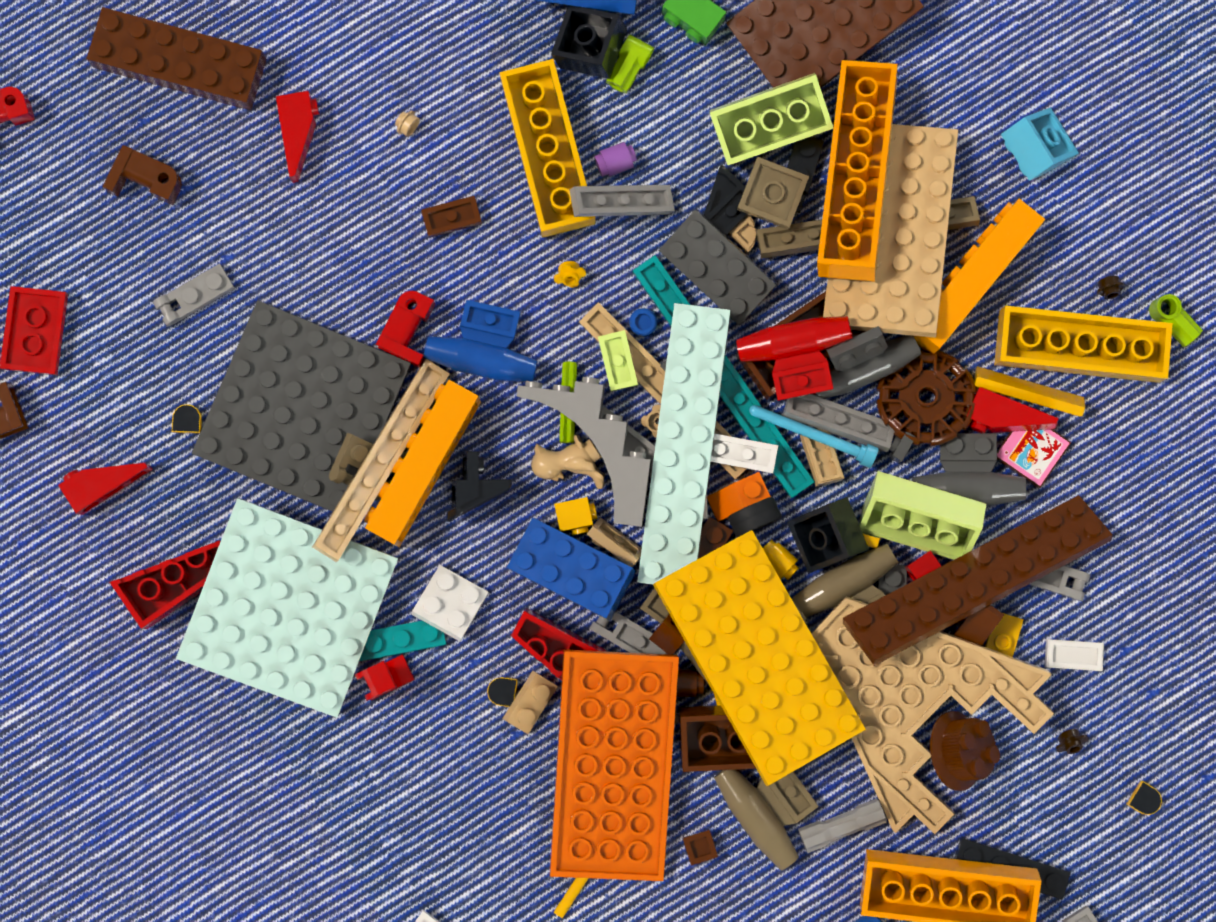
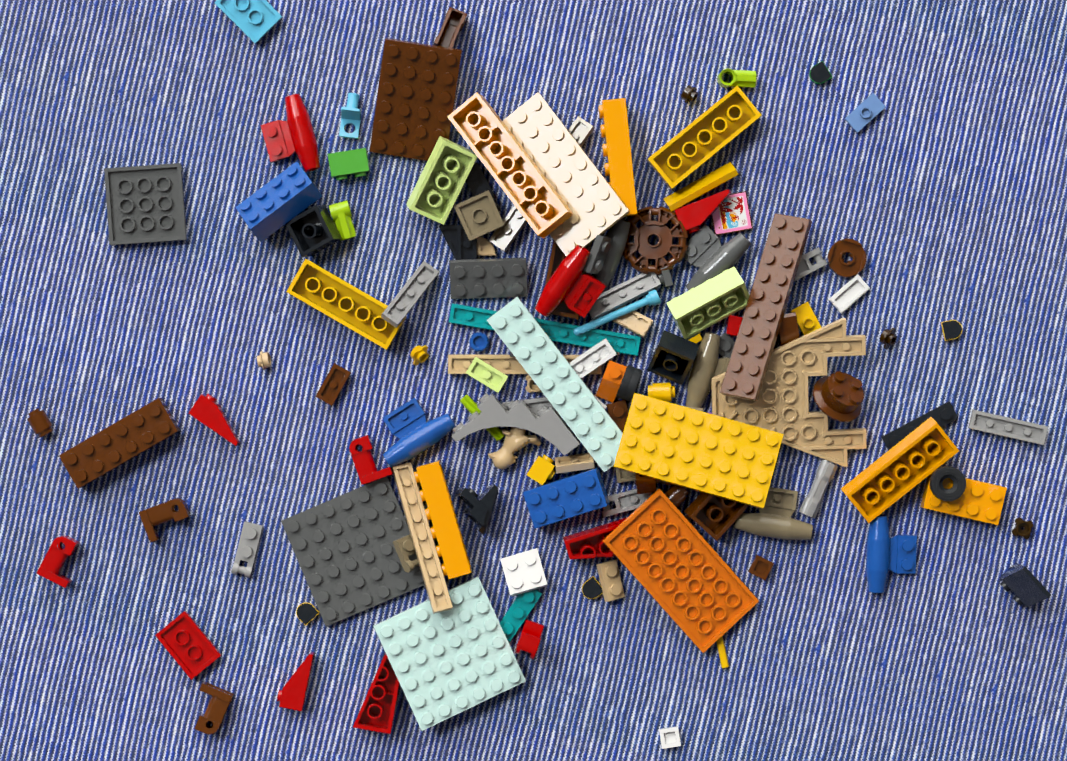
camera: 40 degrees left, 5 degrees up
(615, 159) = (384, 275): medium lavender brick -> none
(1039, 143) = (584, 56): medium azure slope -> none
(1124, 619) = (837, 263): none -> reddish brown plate

